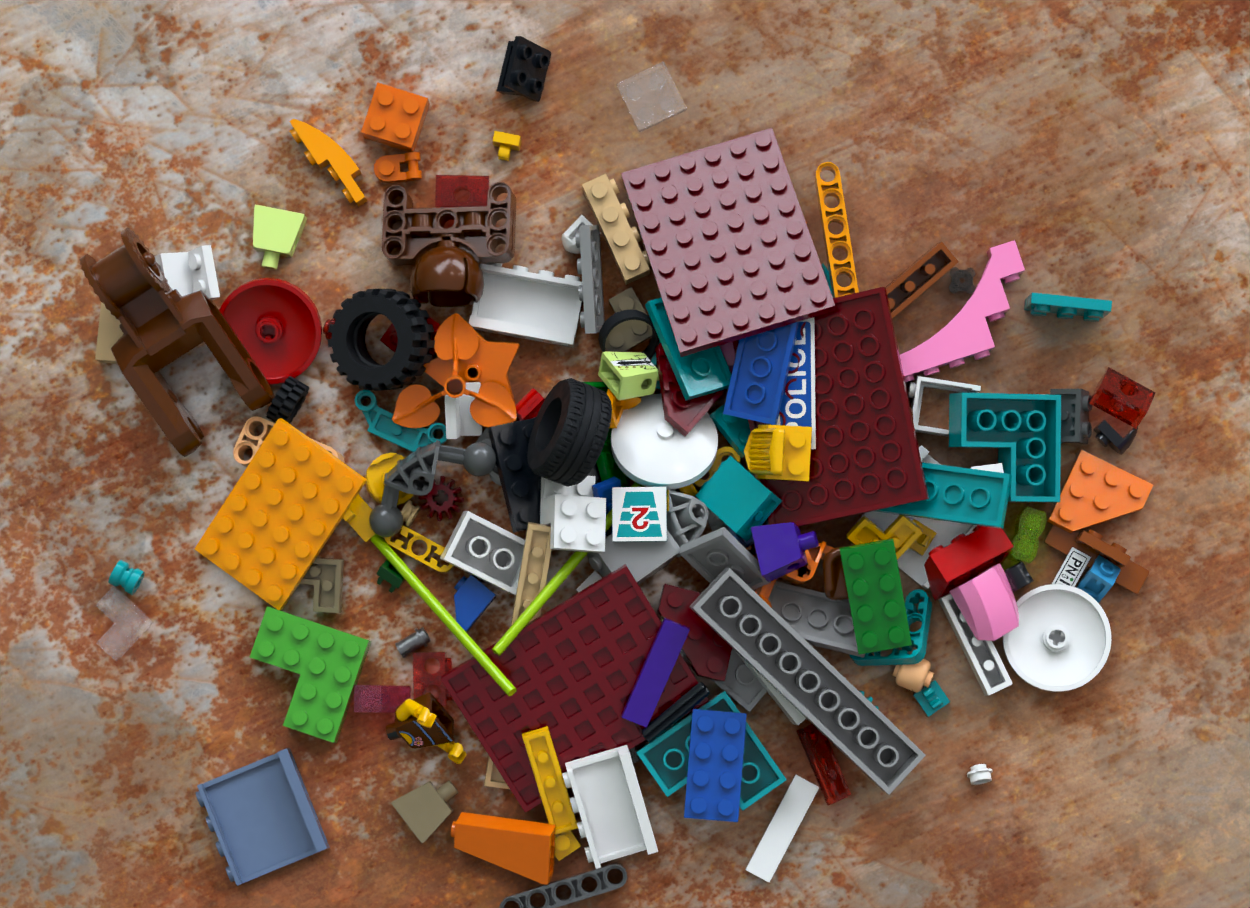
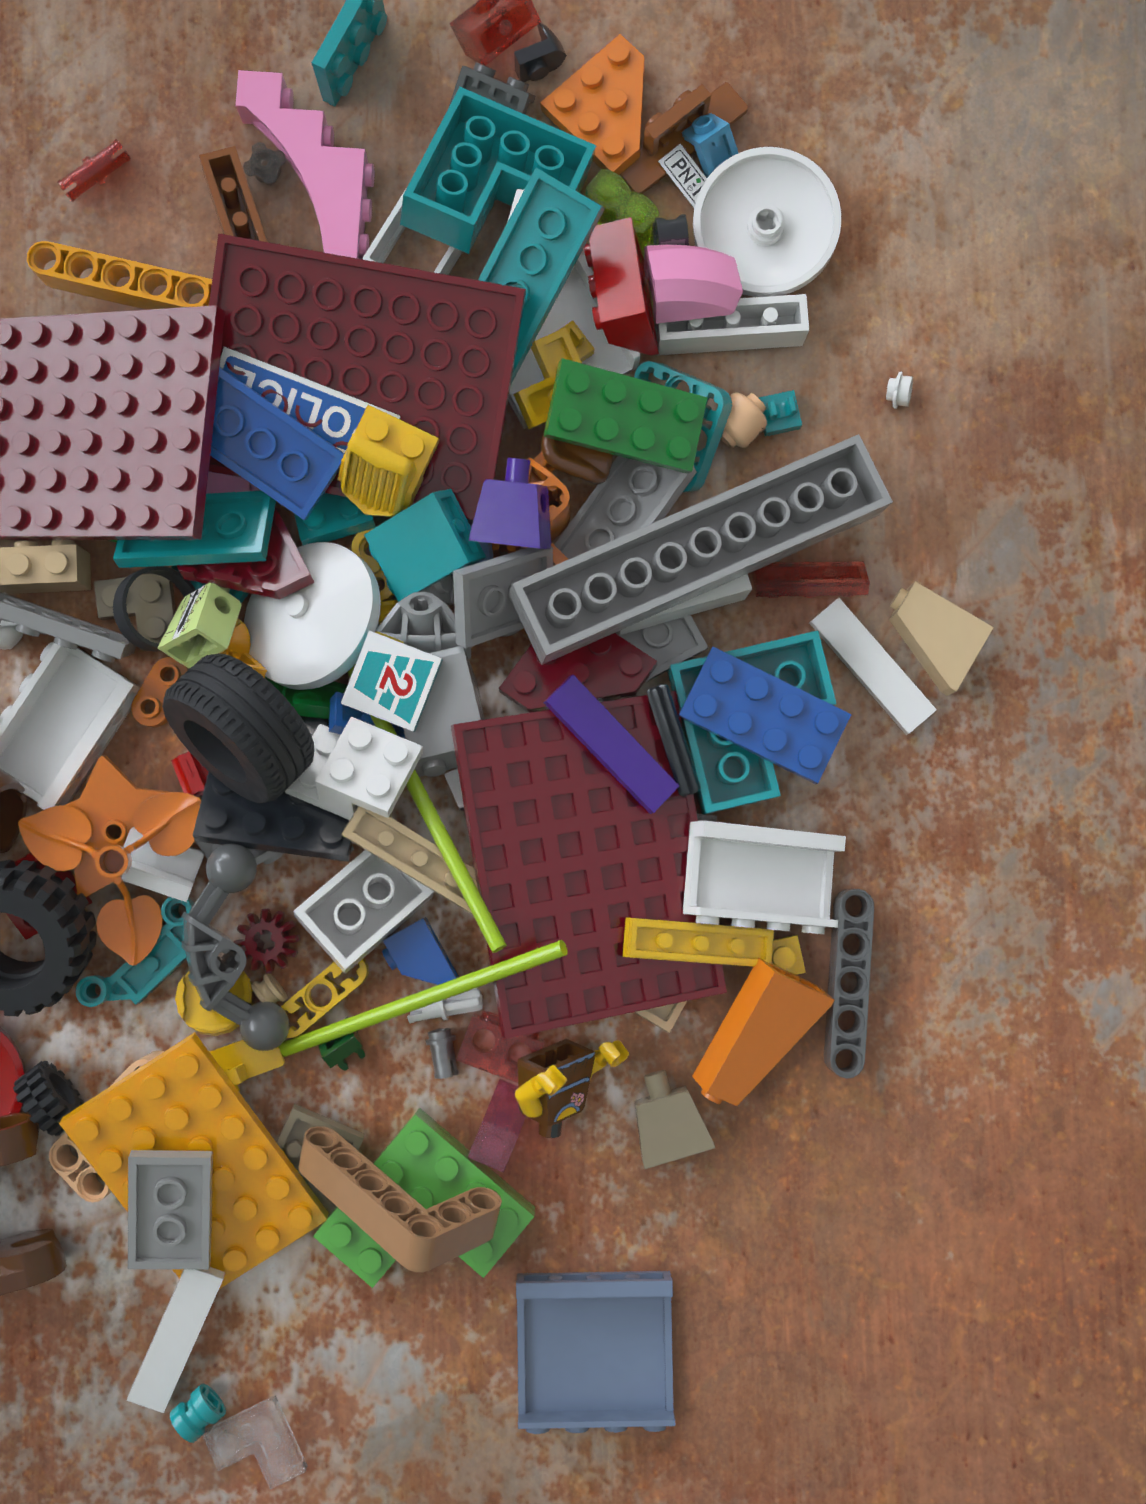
camera: 75 degrees left, 0 degrees up
(169, 544) = (175, 1337): none -> white tile
(251, 510) = (169, 1209): none -> light grey plate
(305, 648) = (388, 1214): none -> medium nougat beam
(449, 640) = (459, 1004): none -> white axle
(575, 362) = (154, 690): none -> orange plate
(820, 864) = (938, 634): none -> tan slope
(909, 169) = (94, 170): none -> clear red pin

